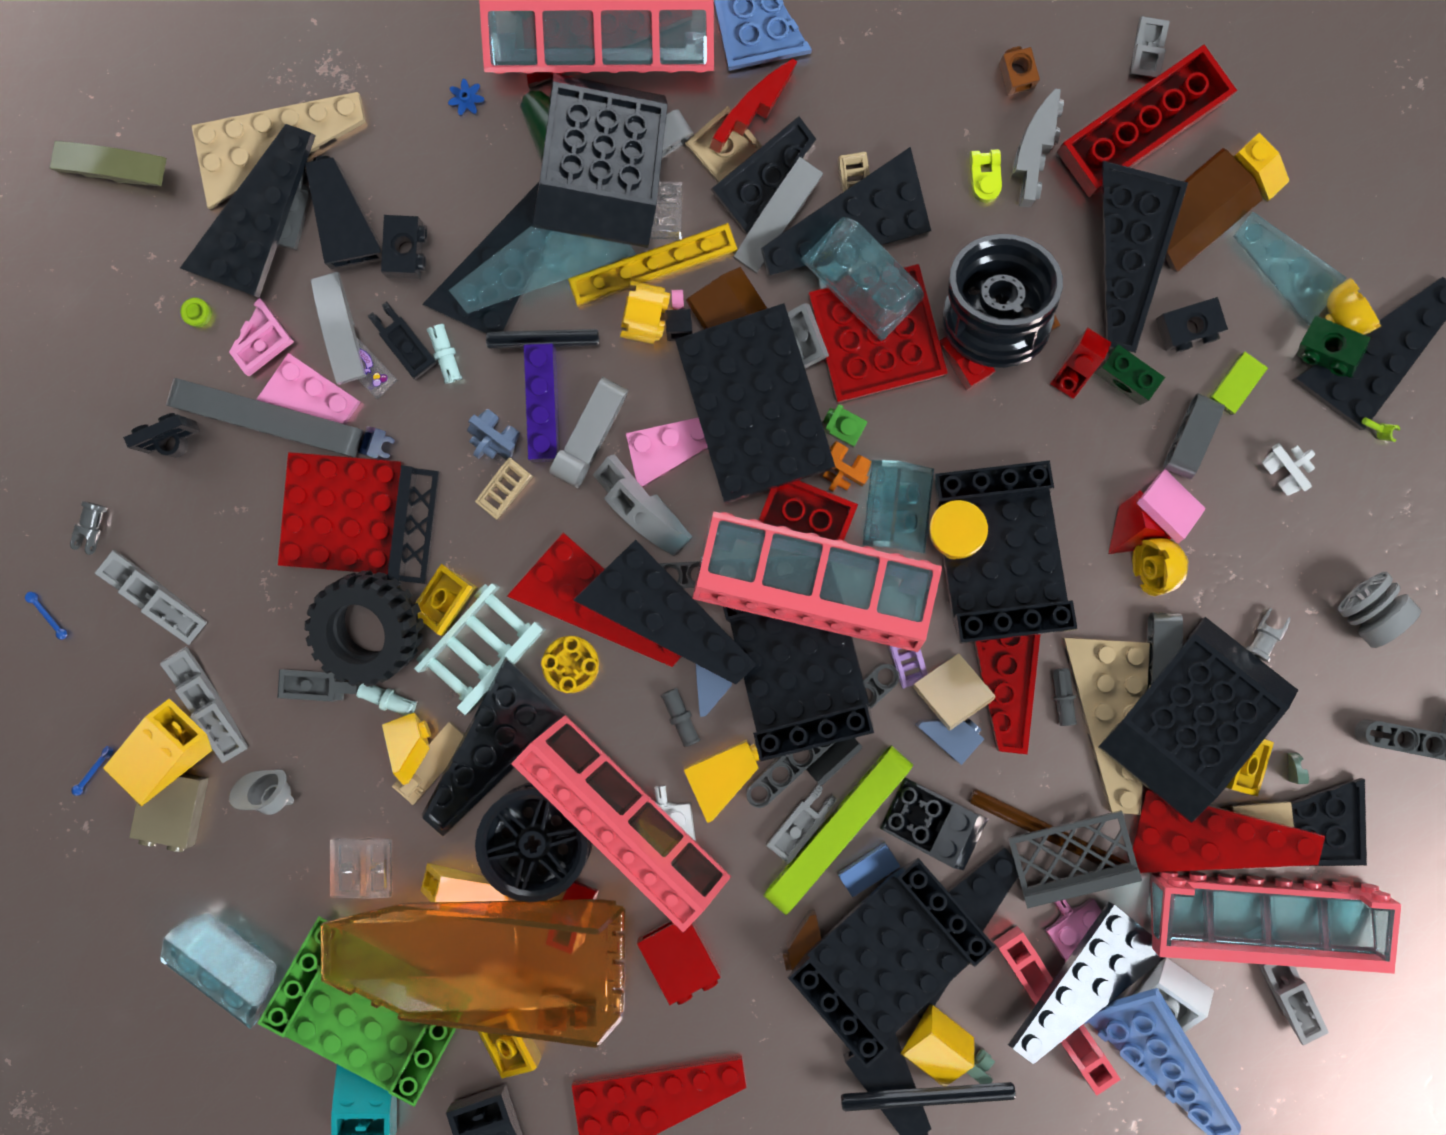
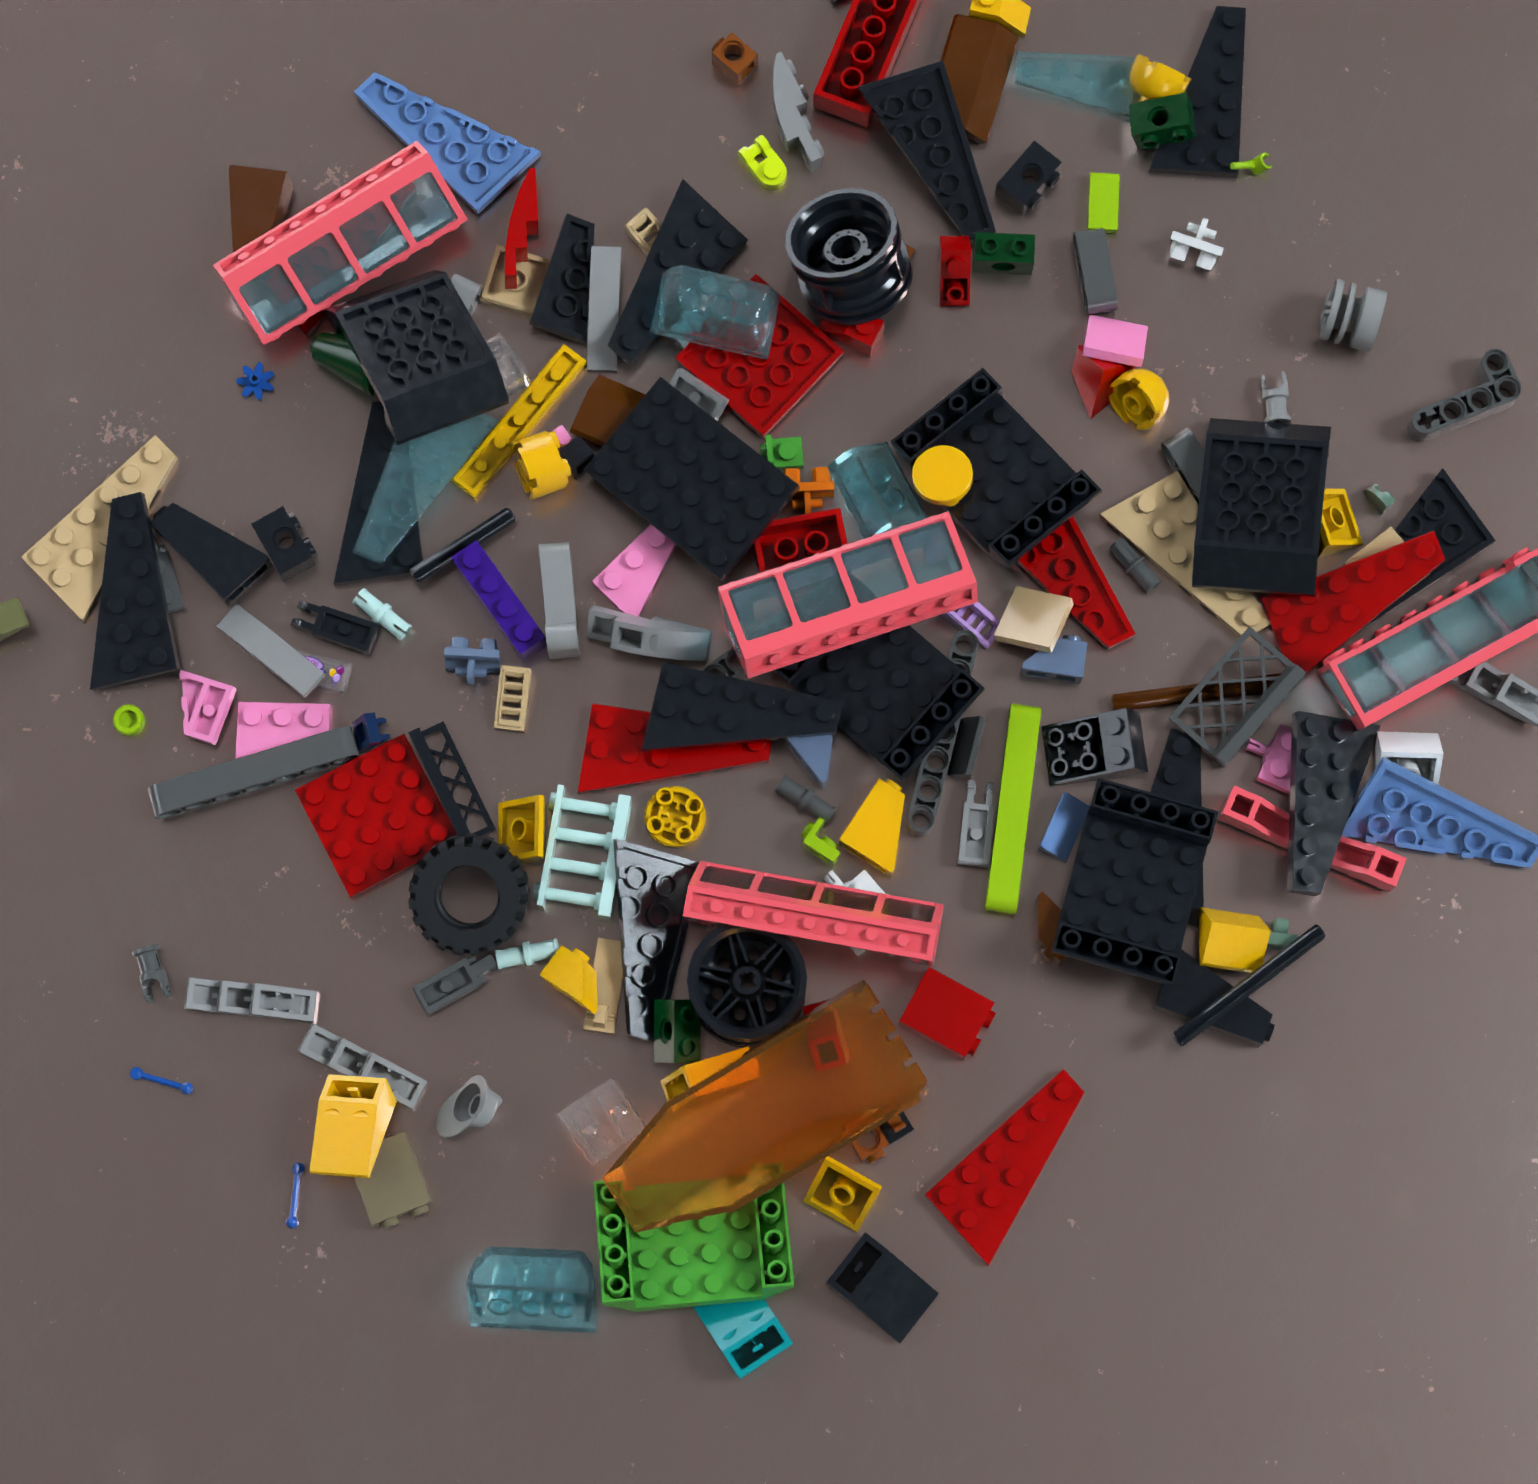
camera: 35 degrees left, 10 degrees down
(154, 437) = (177, 829): black plate -> none
(456, 840) = (676, 1031): none -> dark green brick
(668, 766) = (822, 848): none -> lime bracket

